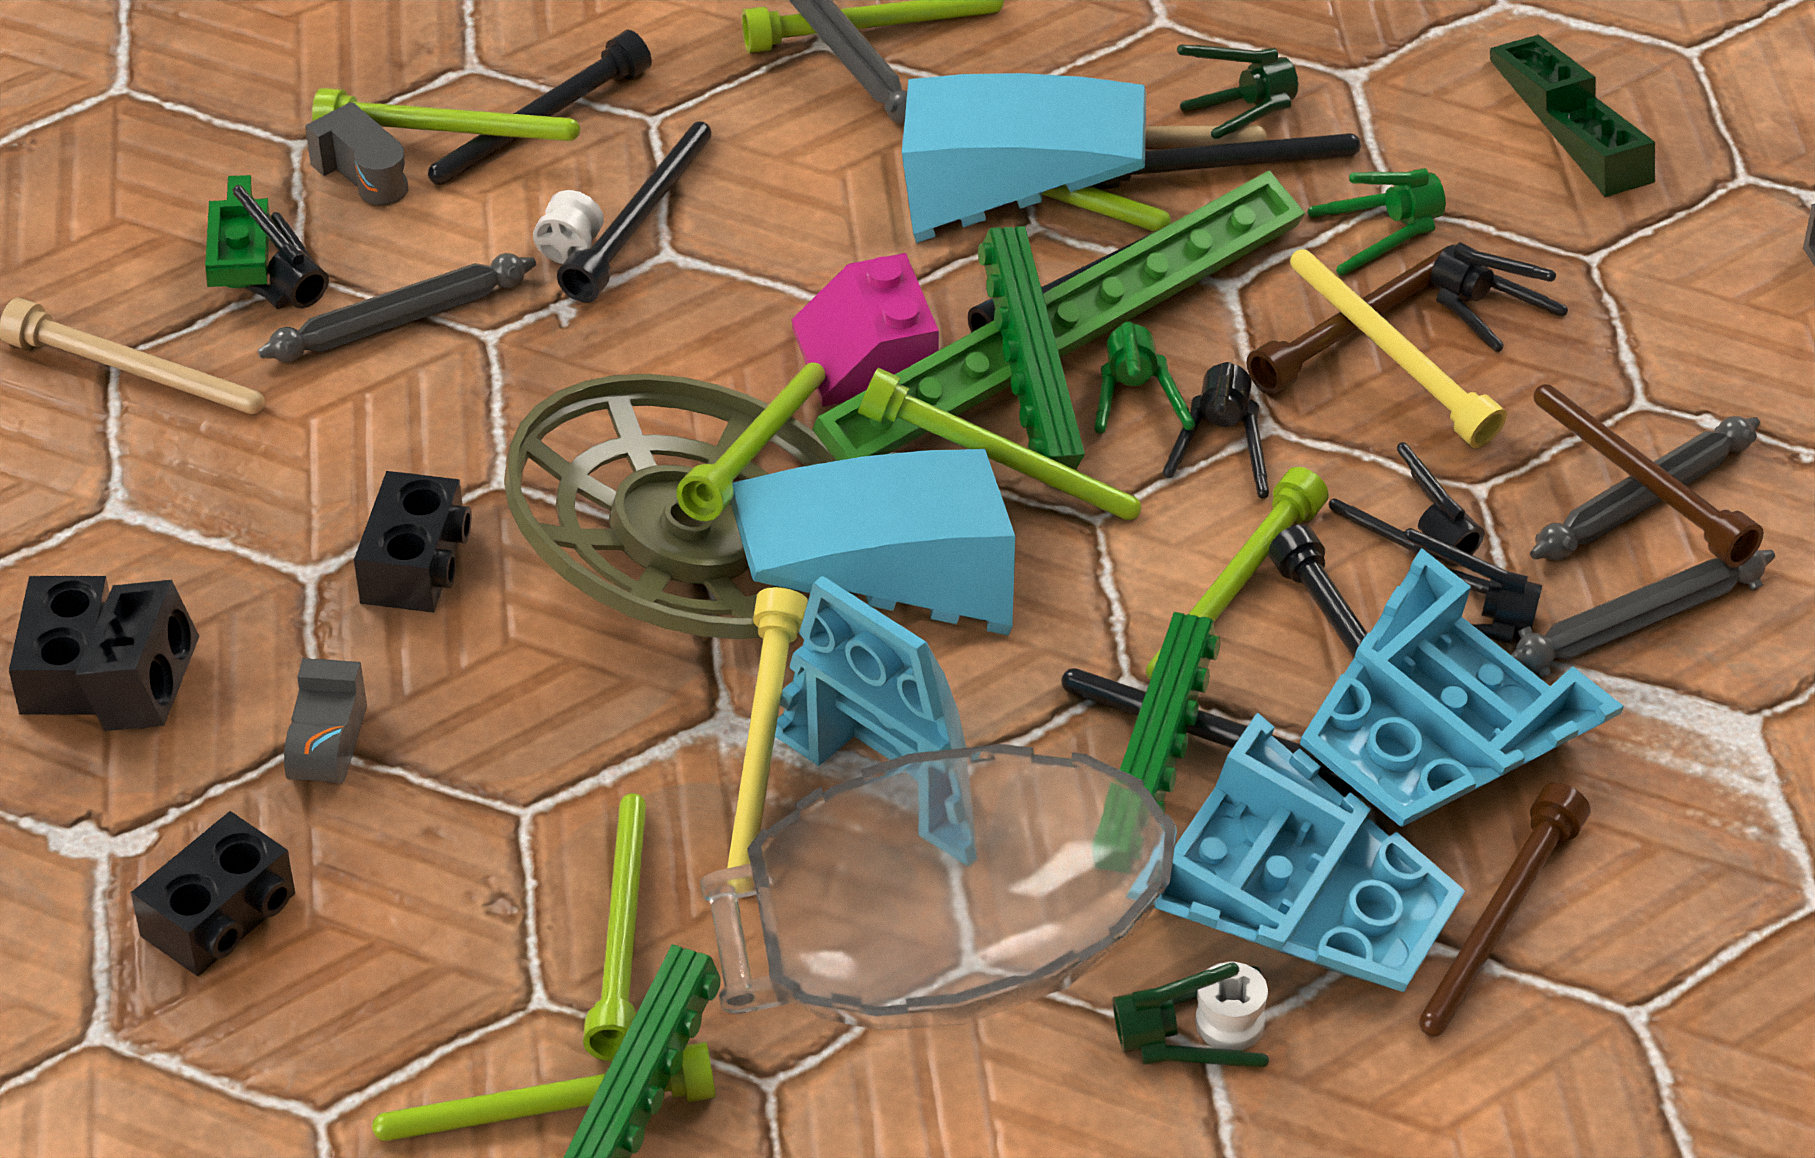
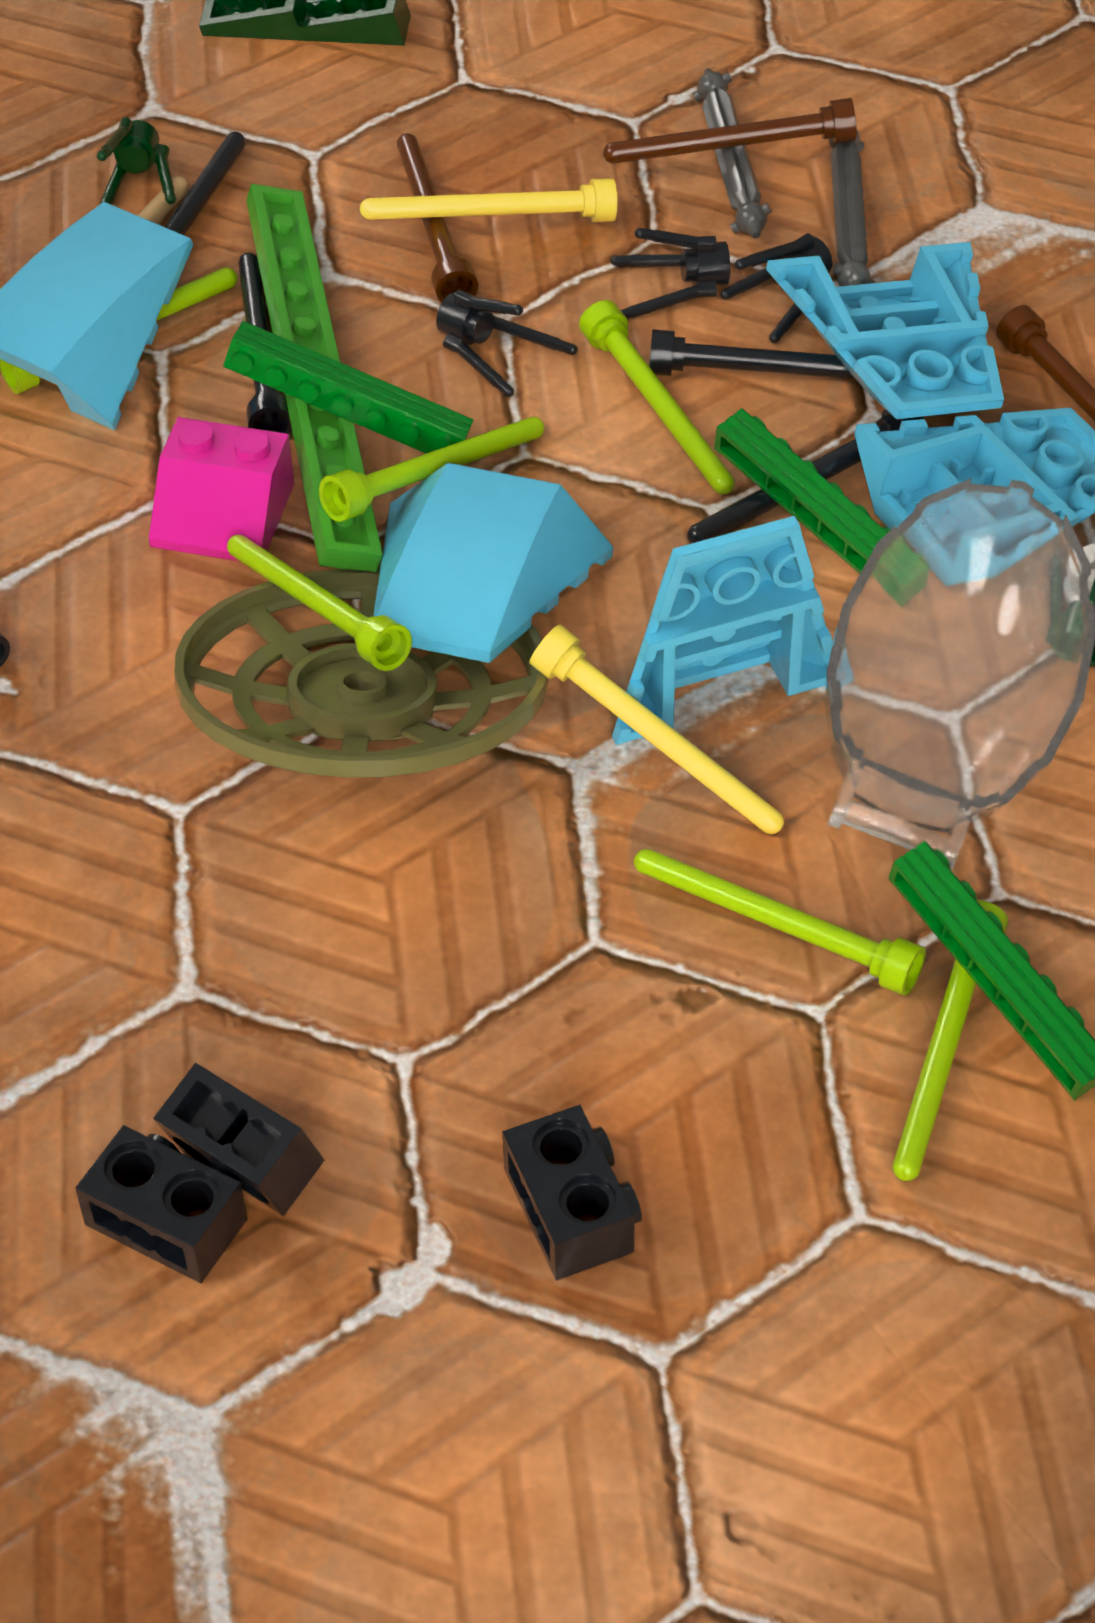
camera: 60 degrees left, 5 degrees up
(325, 720) = (410, 1036): dark grey leg -> none
(411, 541) = (229, 889): black brick -> none
(1133, 363) = (386, 349): green plant -> none
(1413, 200) = (335, 136): green plant -> none
(1465, 276) = (445, 136): black plant -> none

